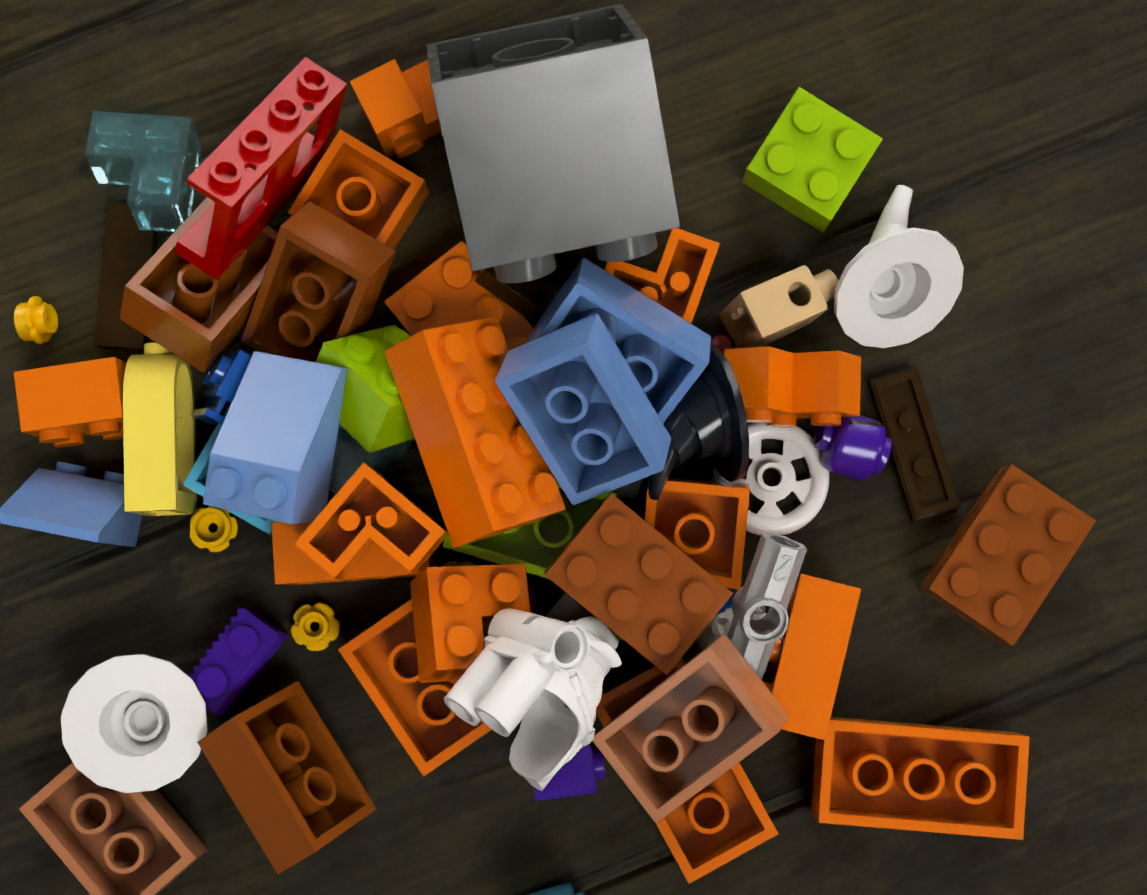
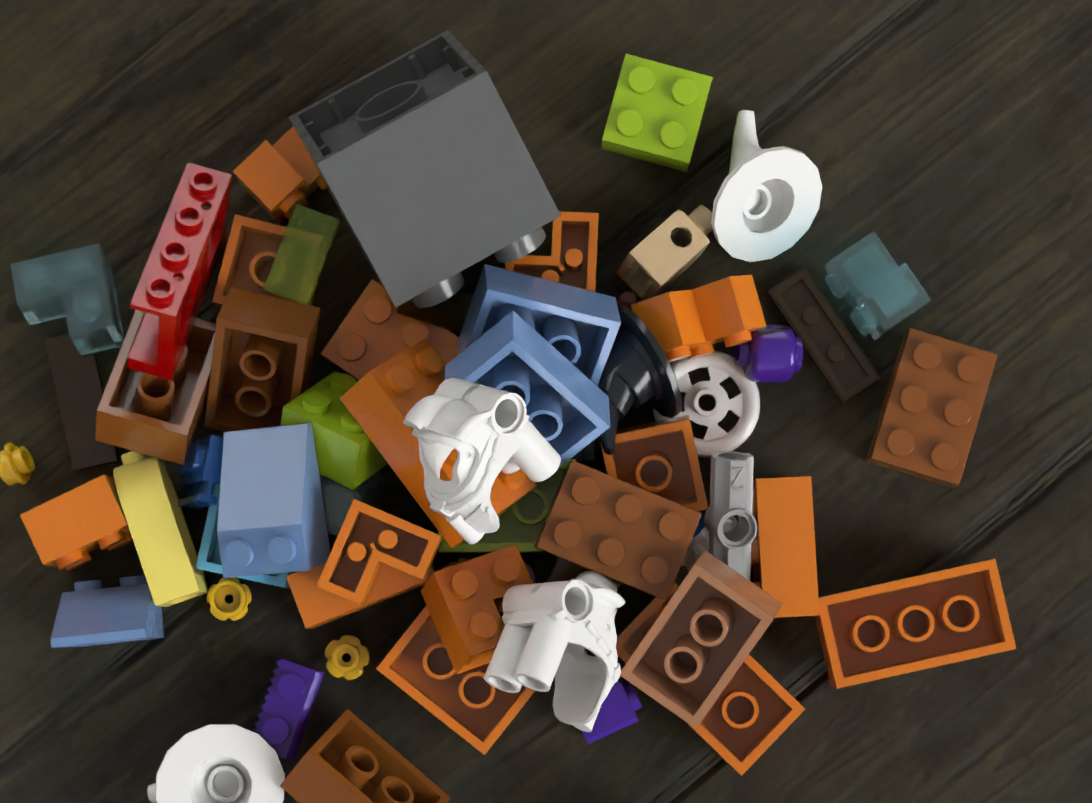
camera: 20 degrees left, 0 degrees up
(395, 191) = (301, 255): none -> clear neon green plate
(526, 437) = (489, 436): none -> white helmet
(986, 410) = (875, 286): none -> clear light blue brick

